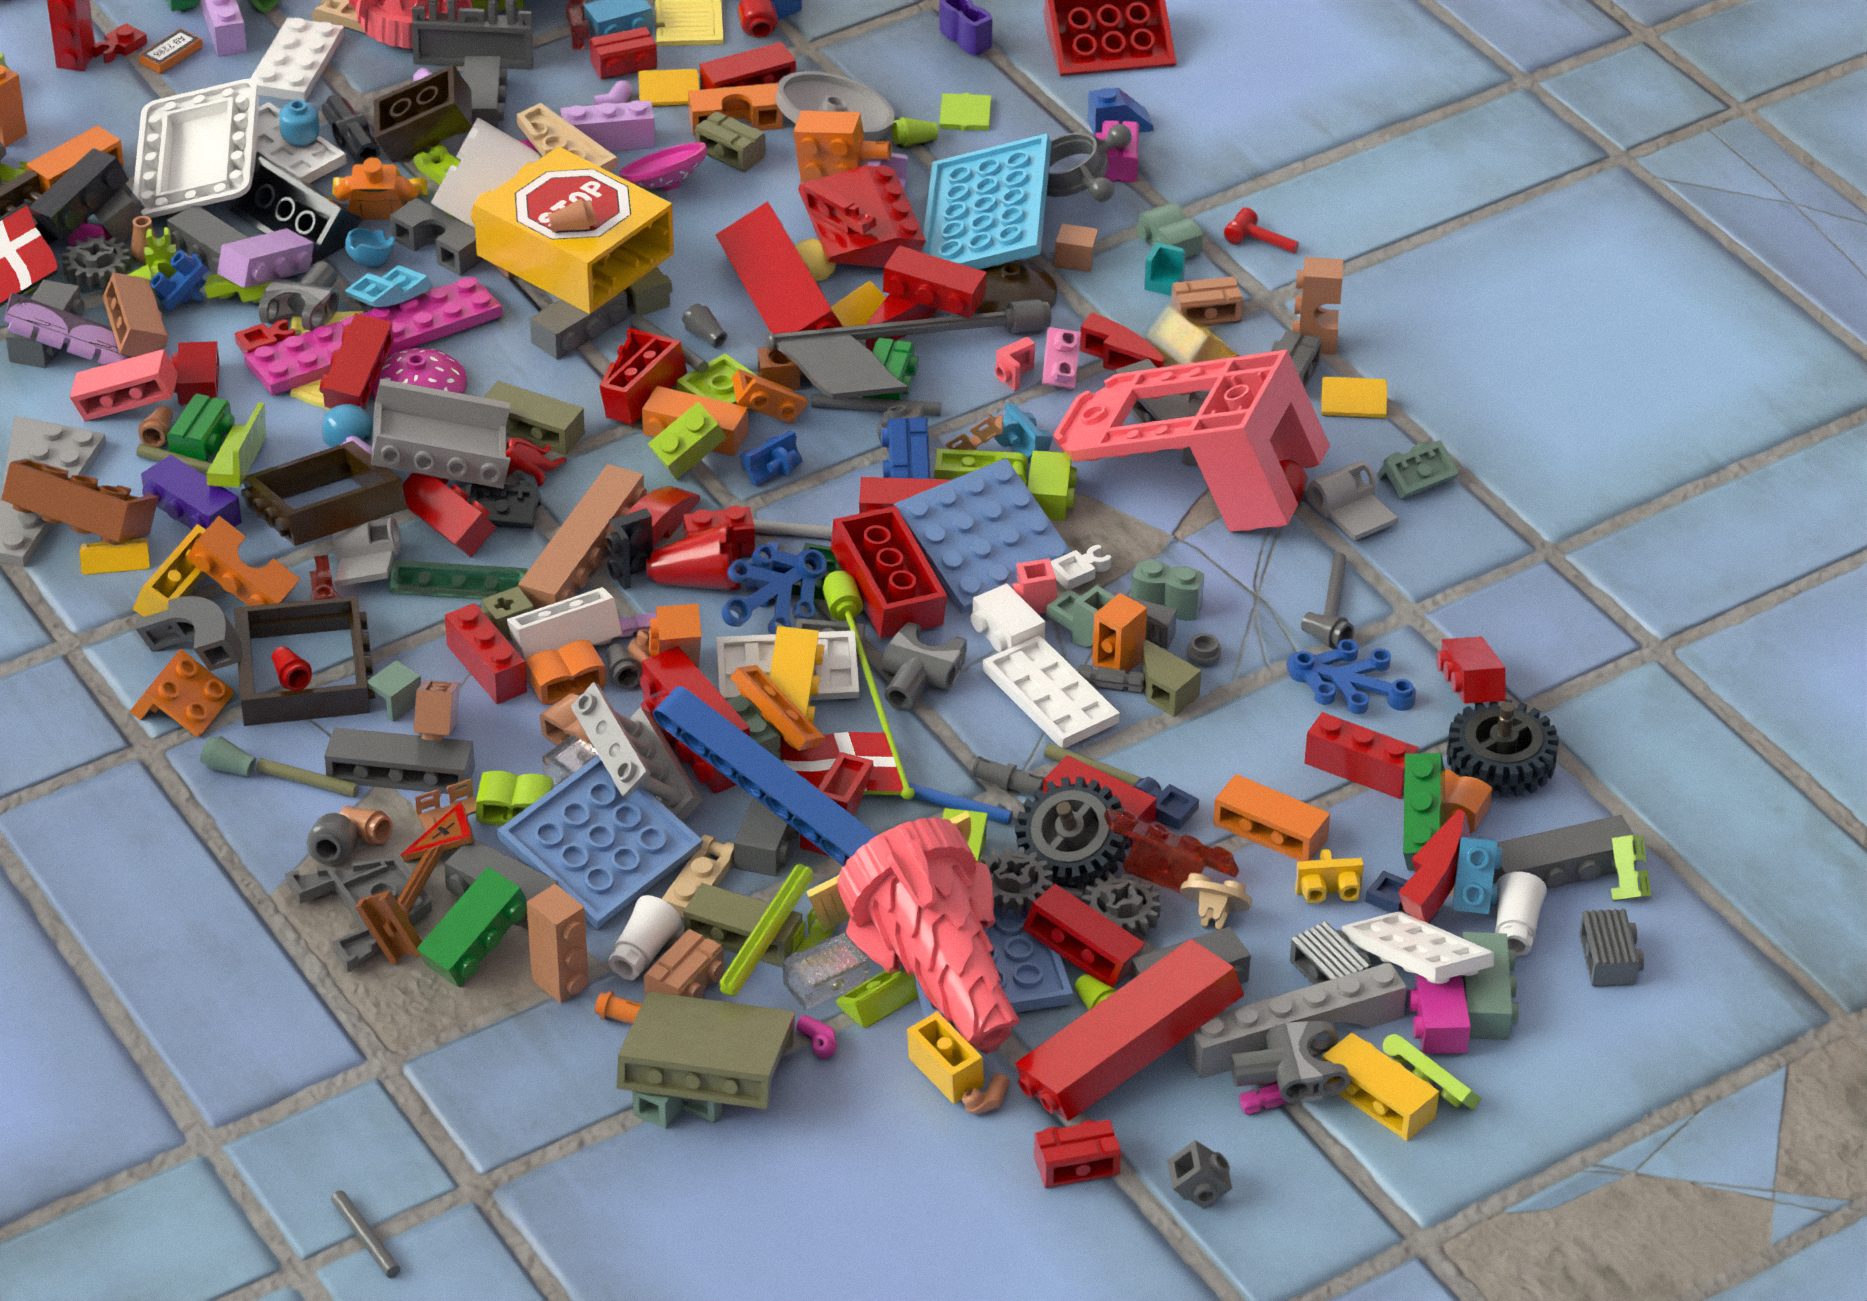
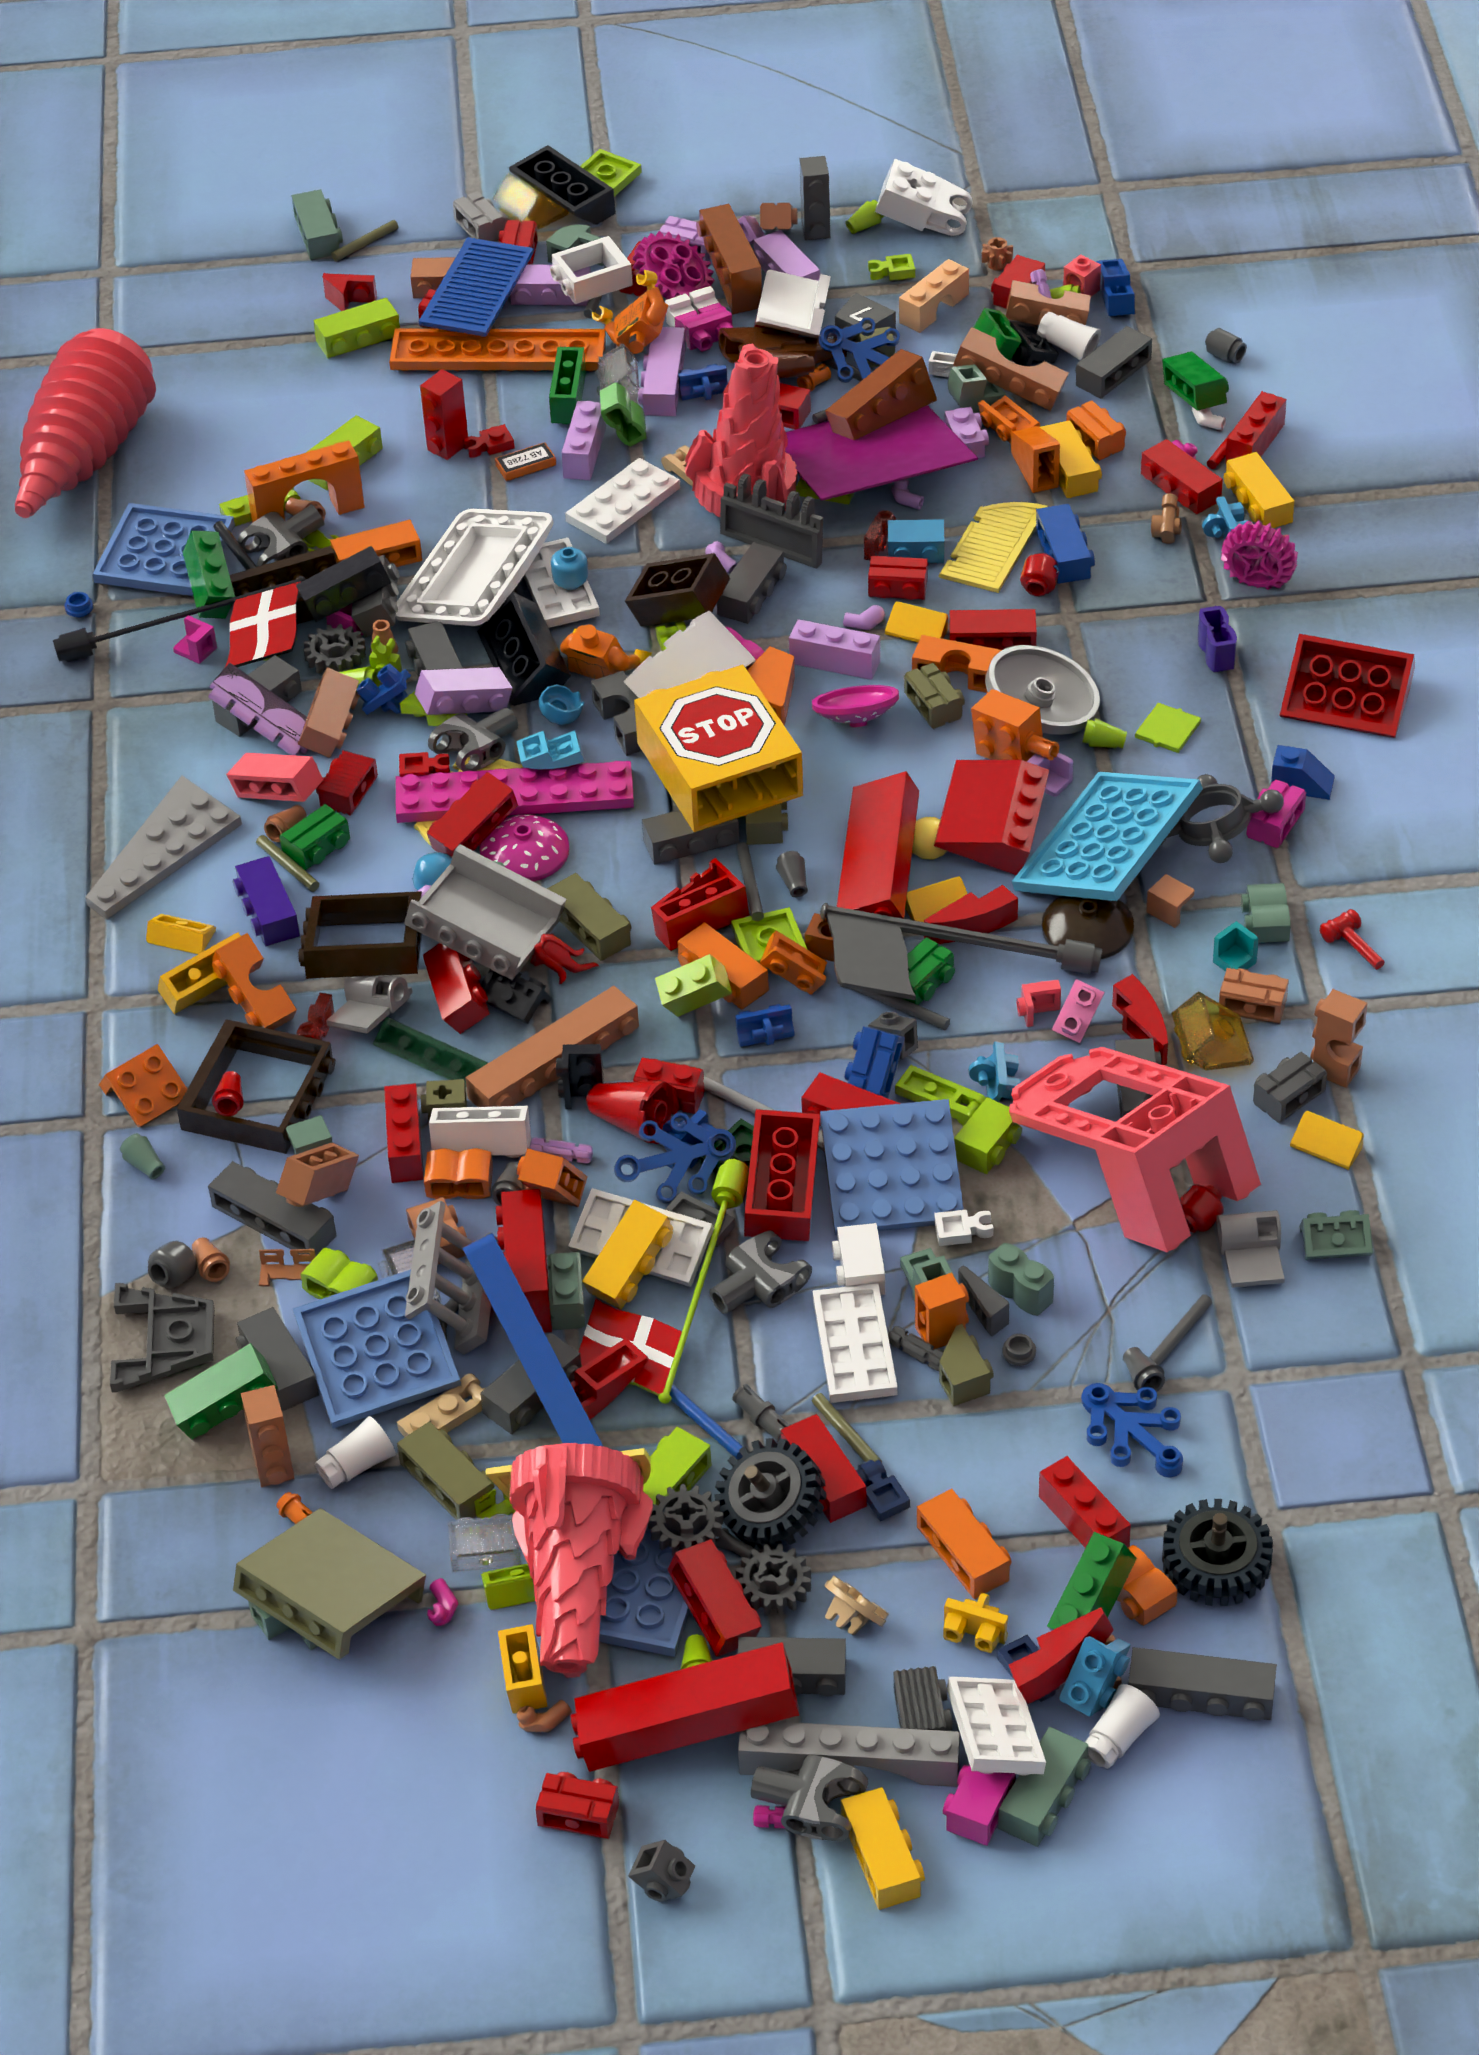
camera: 30 degrees right, 5 degrees up
(78, 501) = (168, 877): dark orange wedge -> none
(195, 620) = (190, 1032): dark grey arch -> none
(238, 451) = (326, 870): lime panel -> none
(307, 777) = (196, 1198): olive bar -> none
(350, 129) = (618, 583): black piece -> none
(390, 918) = (156, 1363): dark orange piece -> none
(549, 130) = (774, 659): tan wing -> none
(574, 216) = (704, 740): nougat cone -> none
(667, 509) = (628, 1045): red slope -> none
(687, 967) = (370, 1498): nougat brick -> none
(766, 930) = (446, 1488): lime axle -> none
(776, 708) = (591, 1277): orange plate -> none
(836, 209) = (962, 799): red hinge -> none
(934, 282) = (1003, 899): red brick -> none
(995, 428) = (952, 1067): nougat piece -> none
(1036, 584) = (902, 1233): coral brick -> none
(1165, 856) = (835, 1545): clear red bracket -> none
(1429, 1071) = (936, 1853): lime plate -> none
(1472, 670) = (1235, 1463): red brick -> none
(1610, 947) = (1183, 1793): dark grey brick -> none
(1624, 862) = (1248, 1713): lime piece -> none

